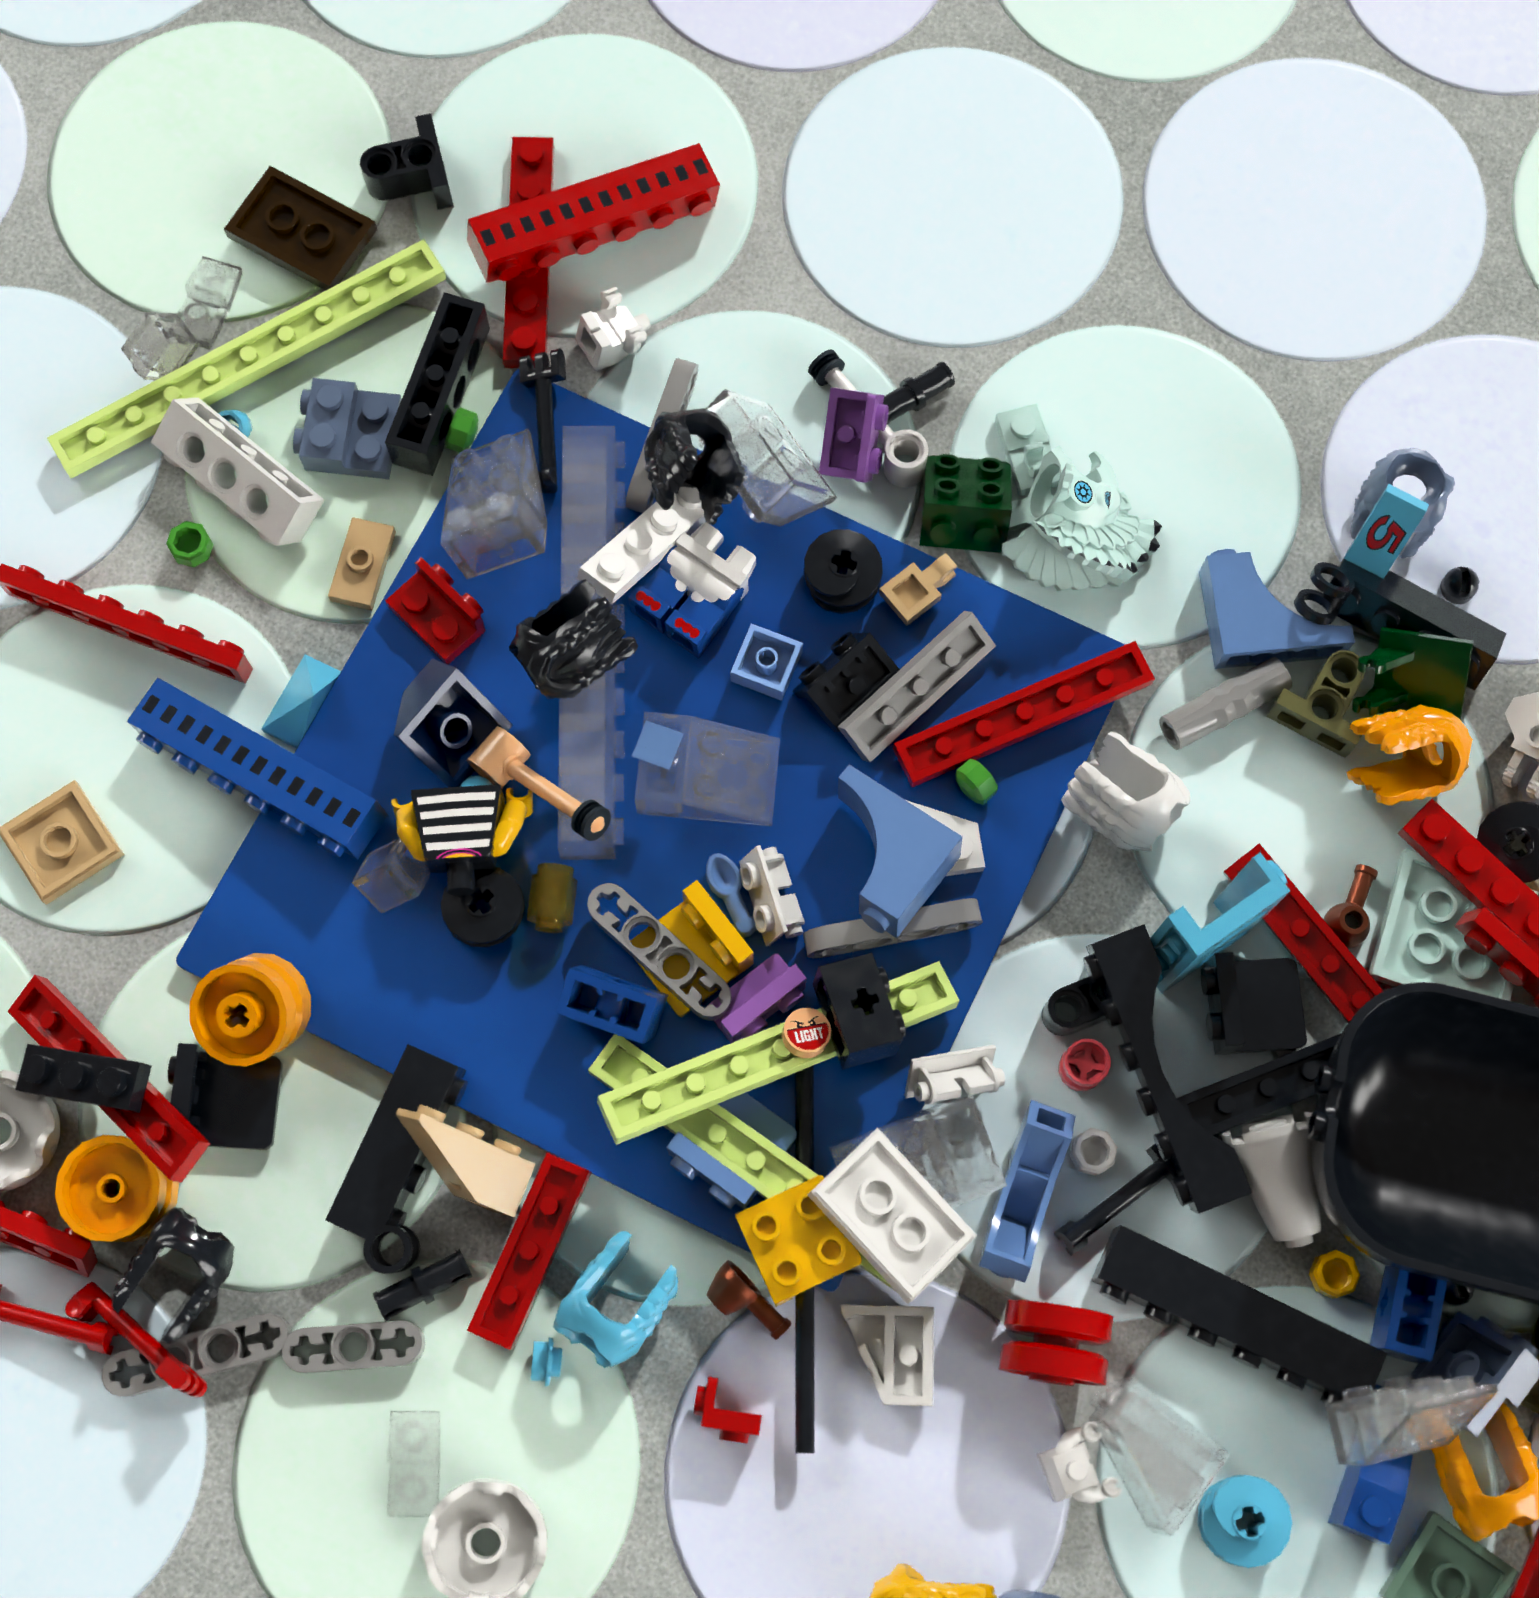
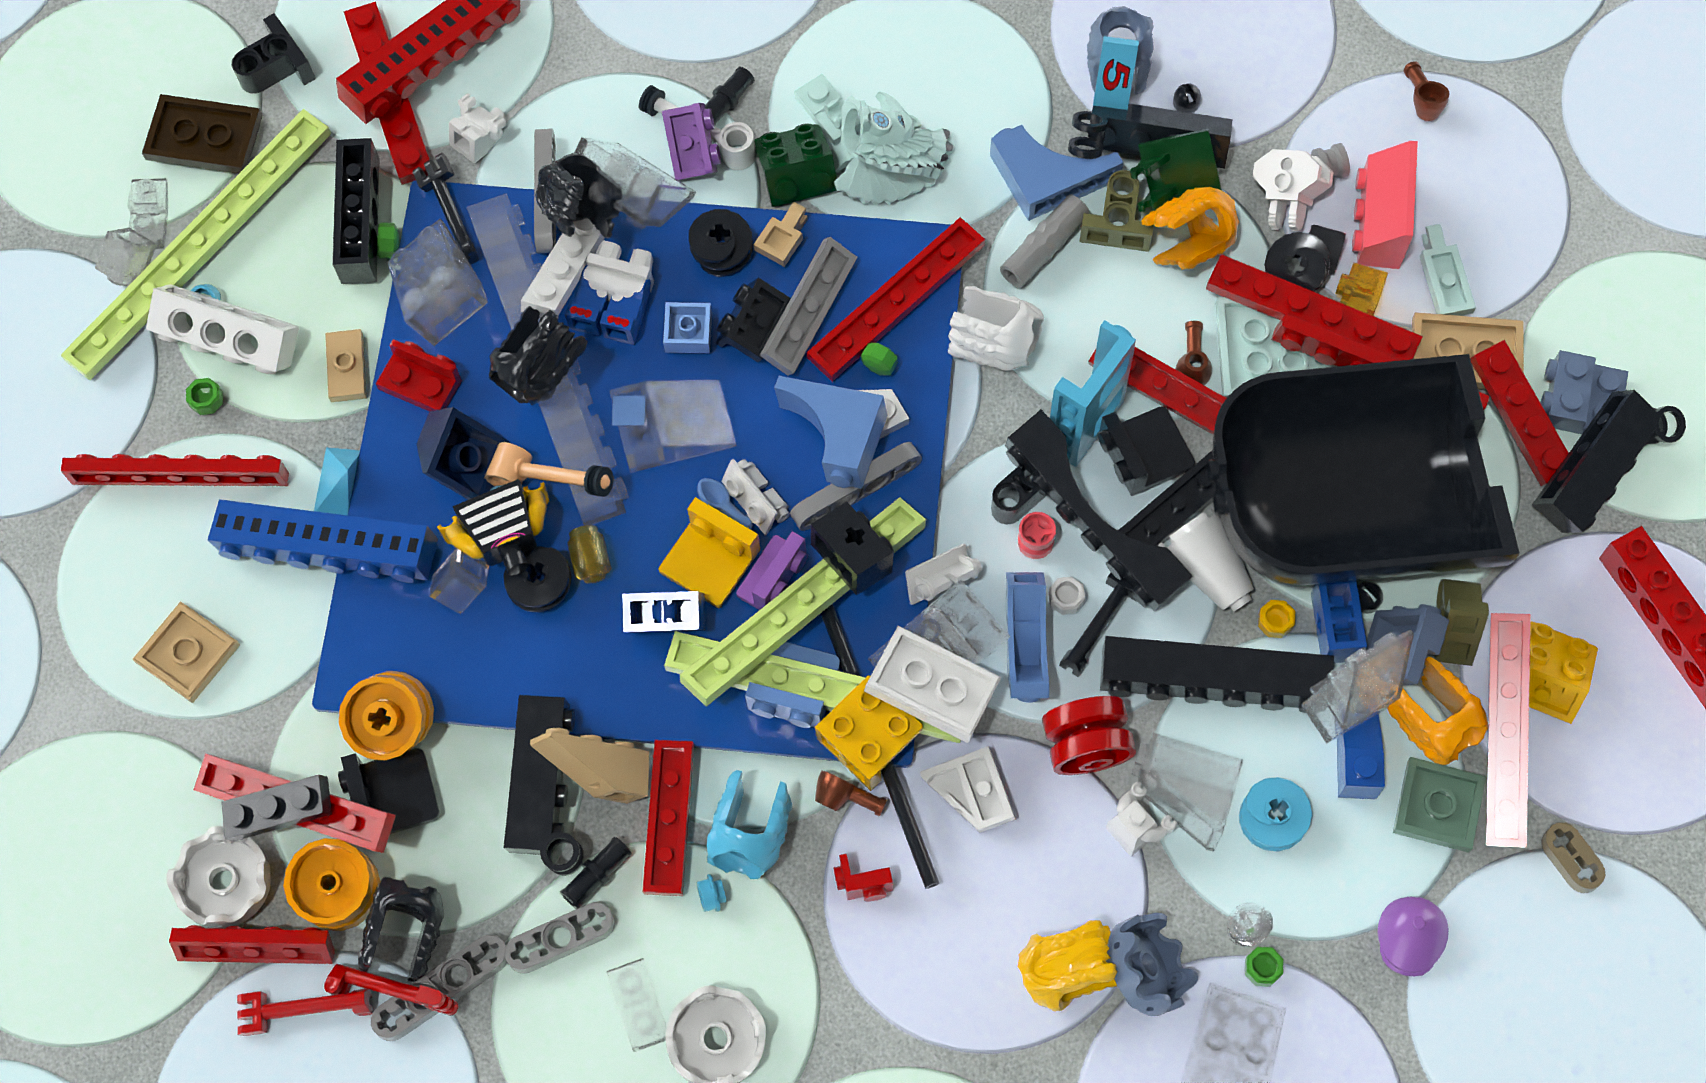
camera: 15 degrees left, 5 degrees down
(345, 429) = (296, 270): sand blue plate -> none
(655, 955) = (683, 568): light grey beam -> none
(806, 1033) = (819, 577): tile -> none

